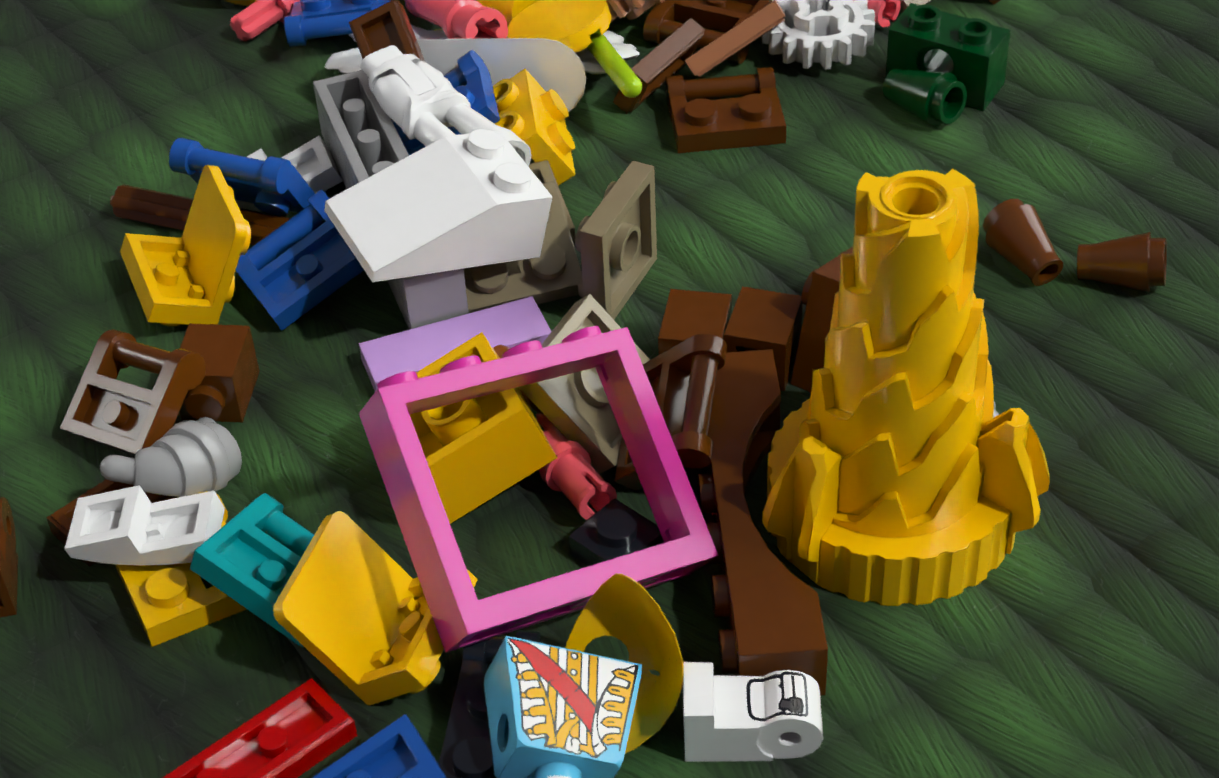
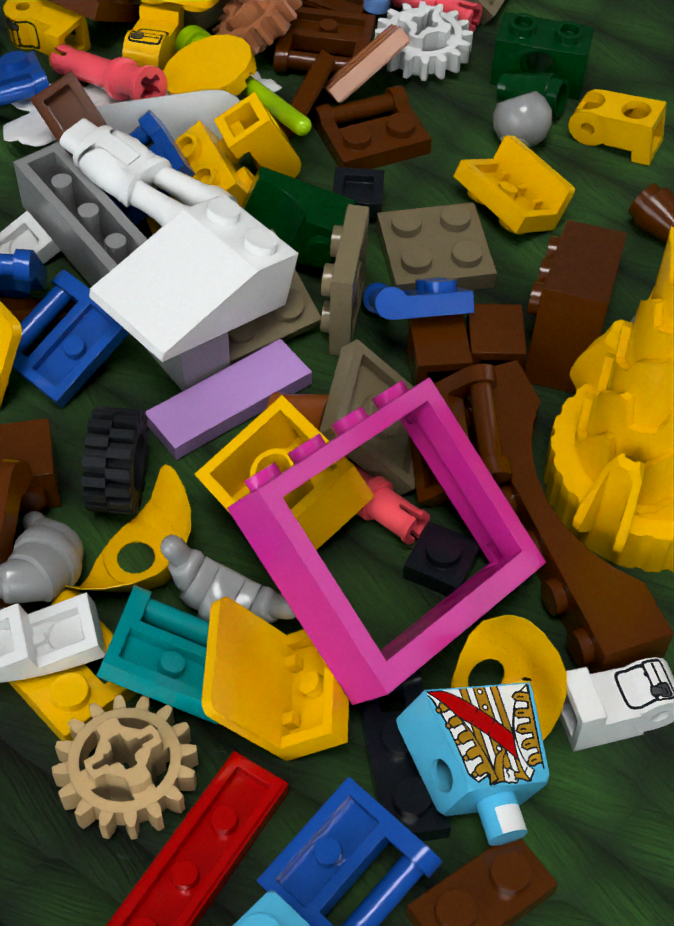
camera: 20 degrees left, 10 degrees up
(193, 667) = (120, 794): none -> tan gear
(300, 377) = (115, 460): none -> black tyre
(325, 459) = (163, 515): none -> yellow piece
(334, 492) = (206, 580): none -> light grey piece
(584, 165) = (297, 213): none -> dark green arch
(588, 94) = (254, 130): none -> yellow leg
(682, 166) = (361, 185): none -> black plate
(706, 273) = (430, 298): none -> blue plate
(744, 237) = (436, 244): none -> dark tan plate
(835, 175) = (517, 187): none -> yellow bracket
(896, 118) = (524, 117): none -> light grey piece
(1013, 136) = (620, 122): none -> yellow leg

